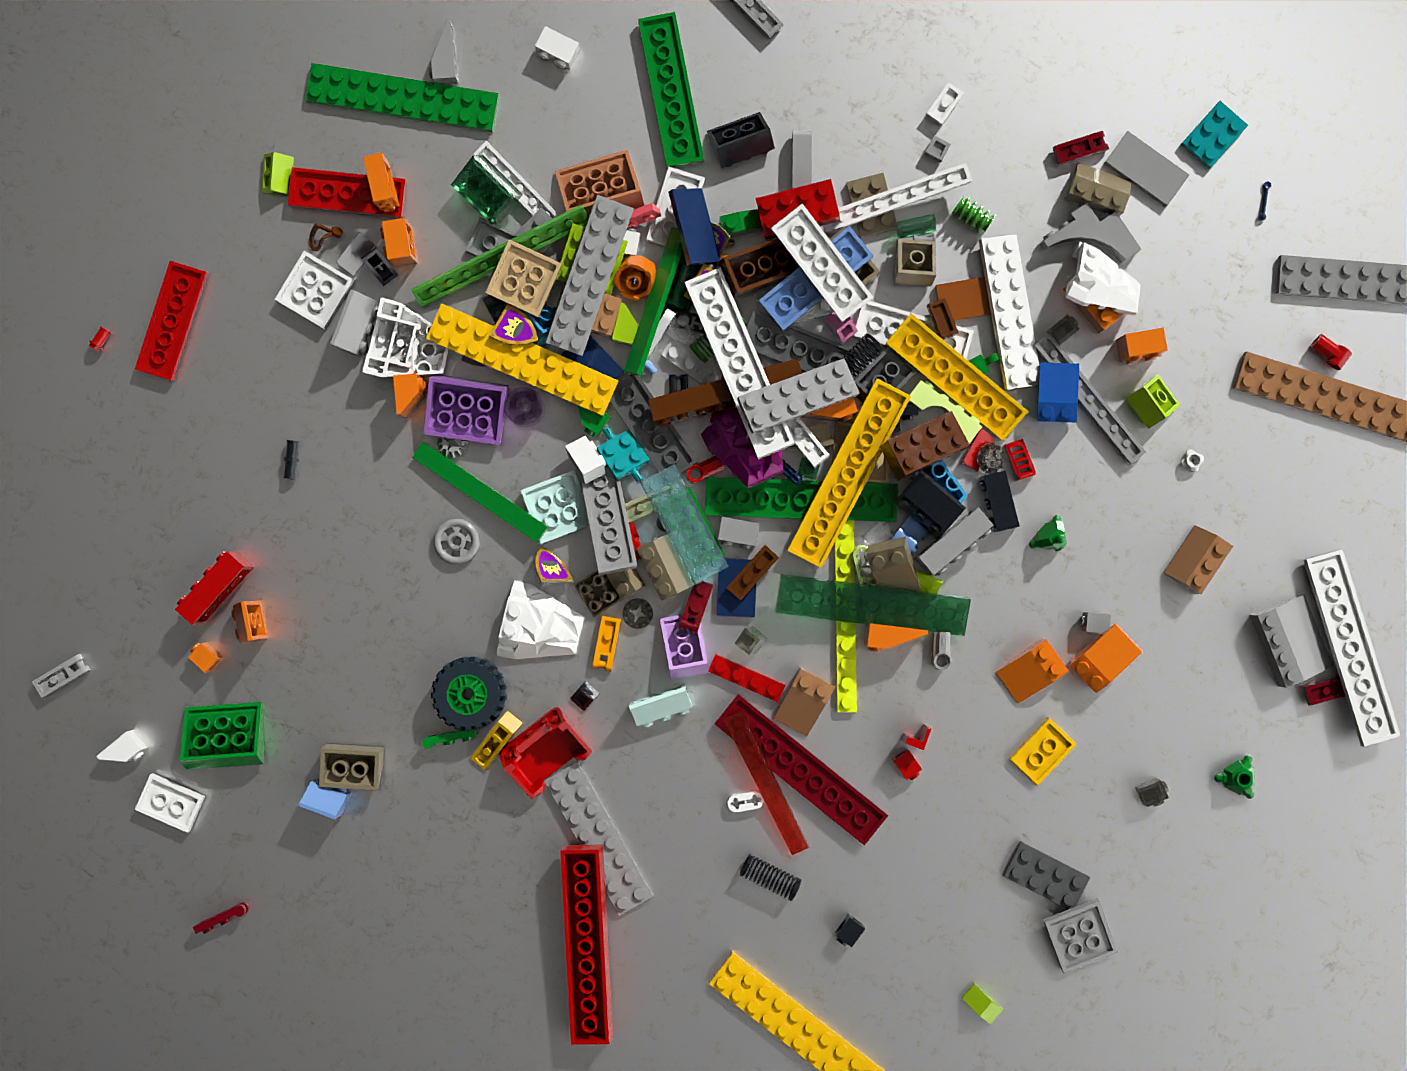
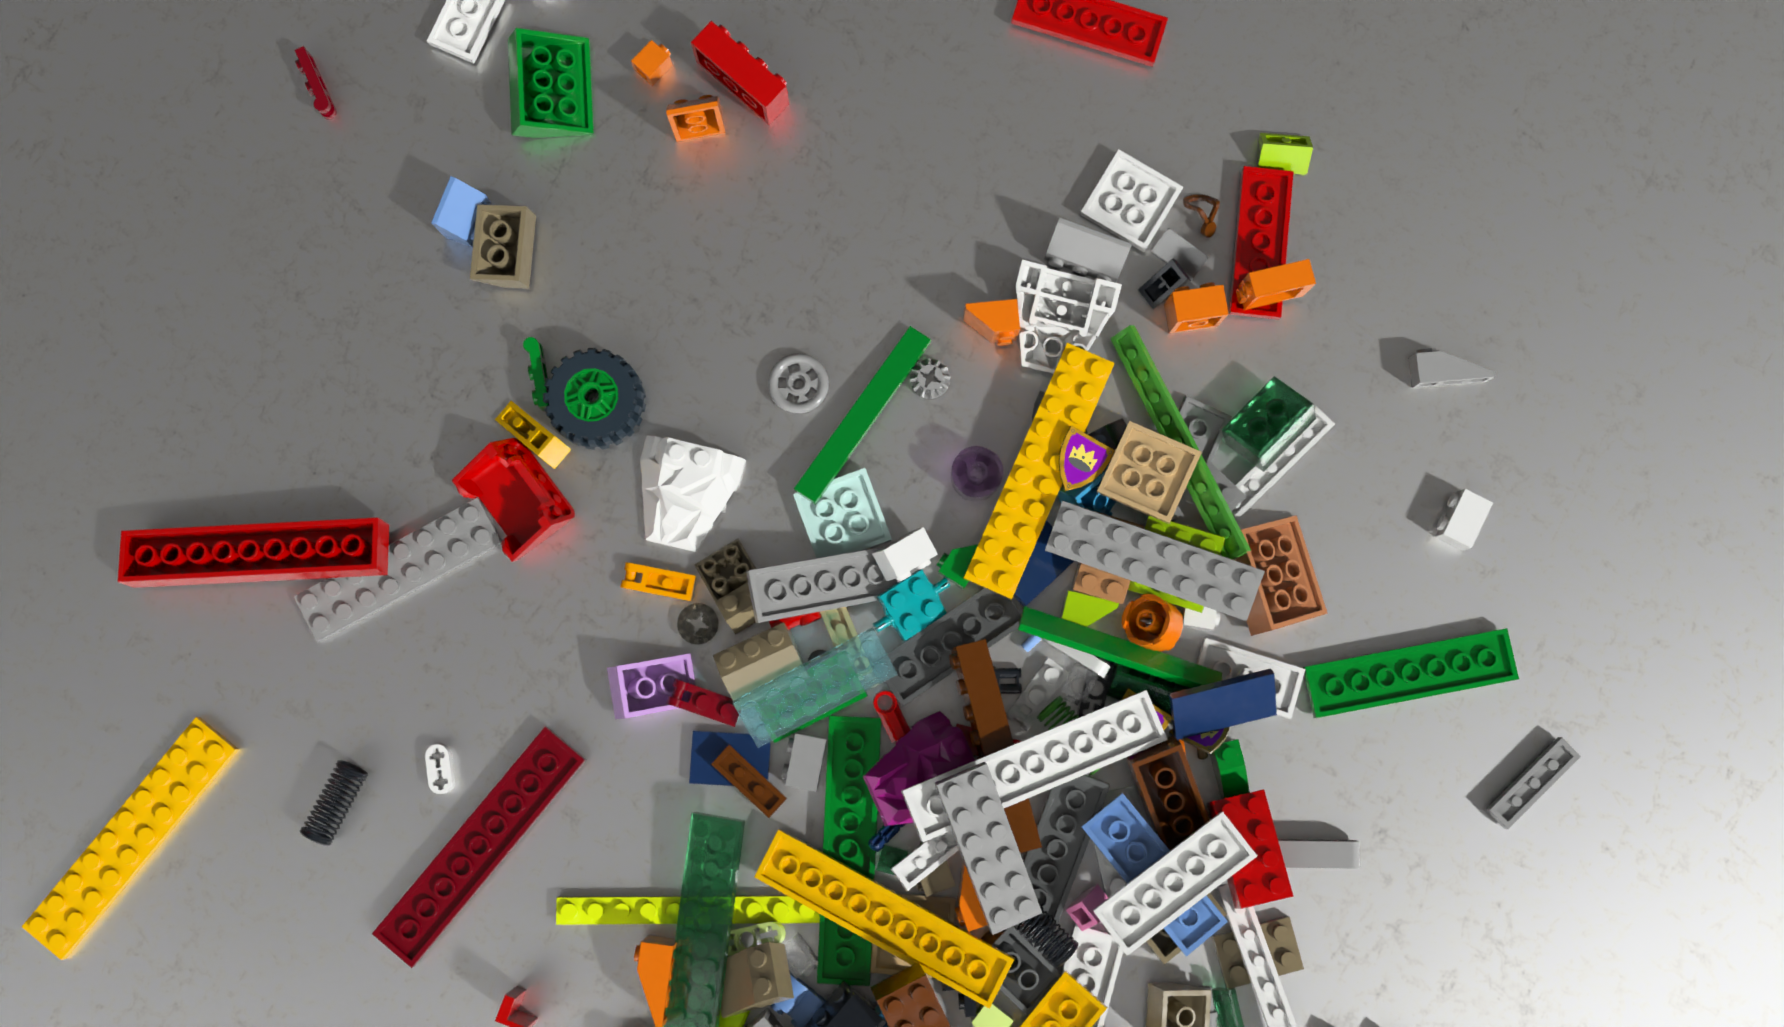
camera: 85 degrees right, 5 degrees down
(291, 459) = (908, 171): black pin -> none
(402, 97) = (1389, 315): green plate -> none
(465, 409) = (973, 395): medium lavender slope -> none
(550, 568) = (760, 507): shield -> none
(584, 696) = (589, 552): black slope -> none
(644, 214) = (1239, 635): coral plate -> none
(661, 706) = (571, 654): light aqua slope -> none
(741, 140) = (1344, 769): black slope -> none
(746, 678) = (607, 771): red plate -> none
(751, 640) = (656, 778): clear smoke brick -> none
(766, 782) = (463, 798): clear red tile -> none
(804, 702) = (572, 851): medium nougat slope -> none
(849, 931) = (256, 912): black brick -> none
(907, 765) = (480, 995): red brick -> none

